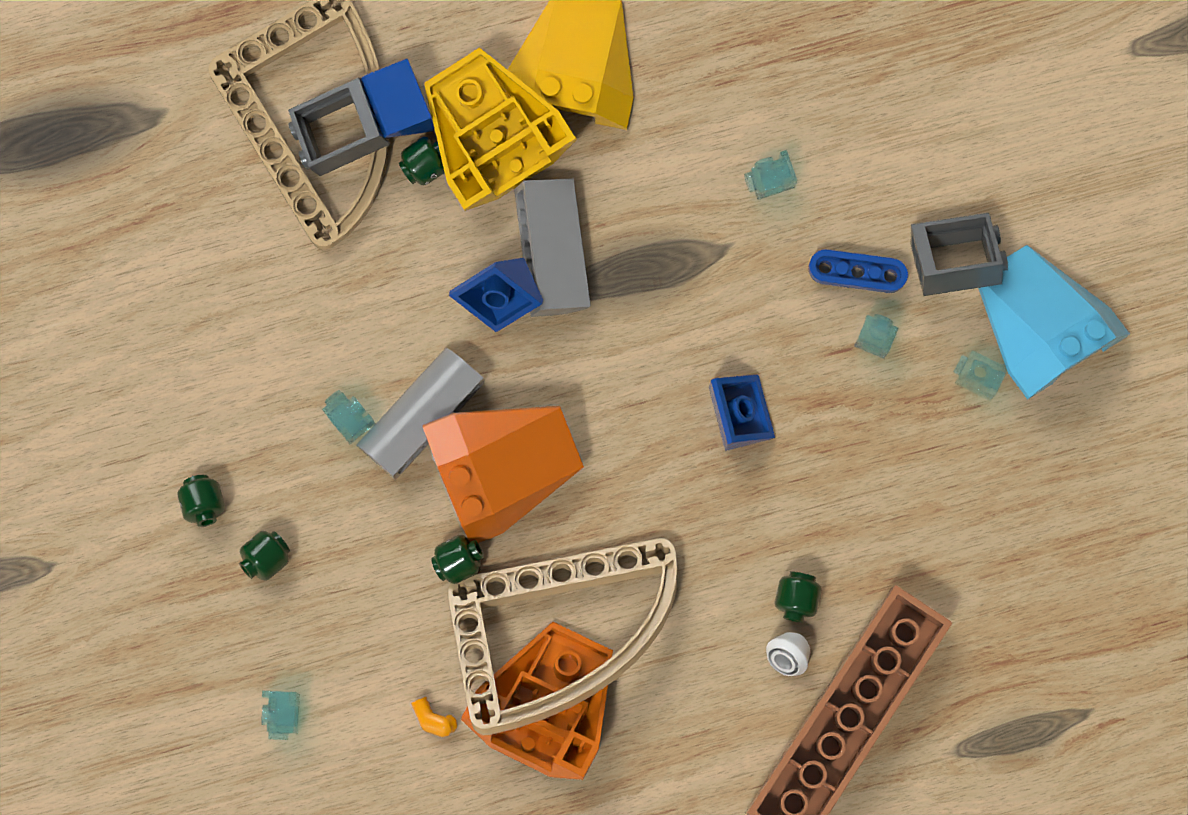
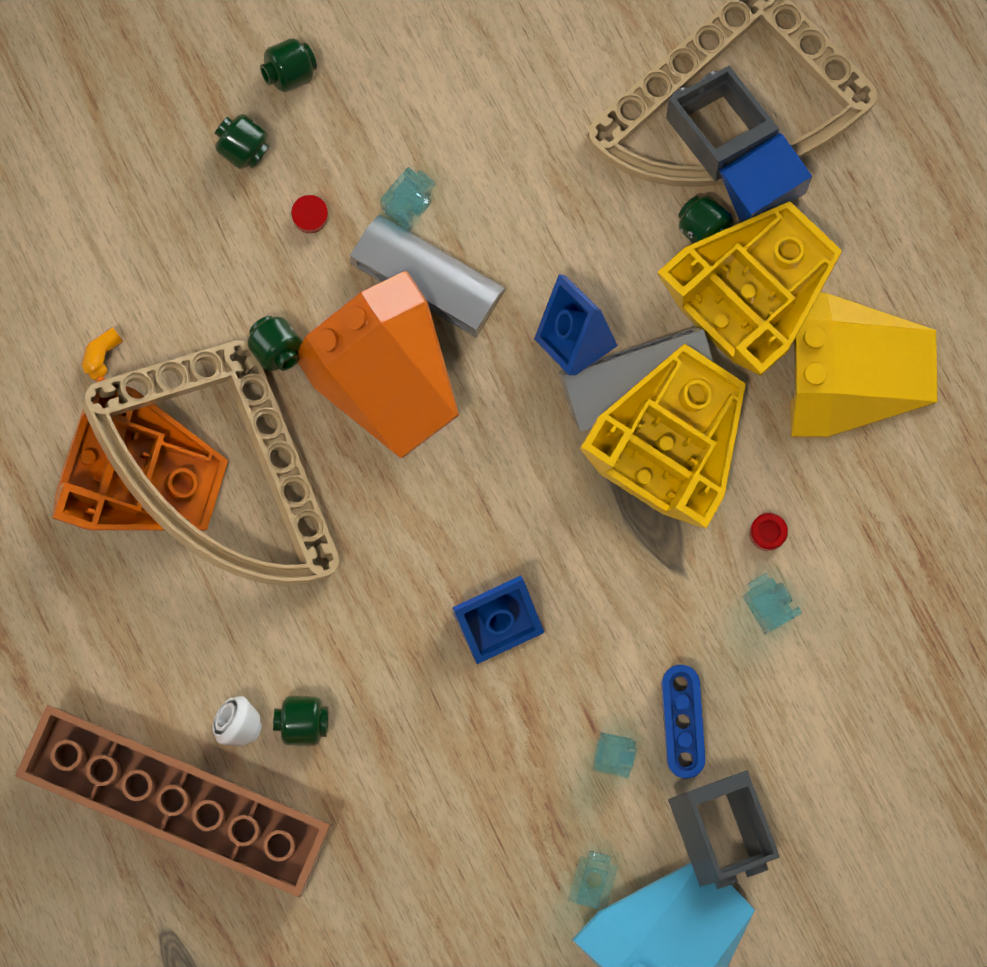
camera: 75 degrees right, 0 degrees up
(280, 714) = (76, 193): clear light blue brick -> none
(342, 507) = (309, 214): none -> red tile
(613, 226) = (672, 437): none -> yellow wedge
(707, 165) = (768, 532): none -> red tile

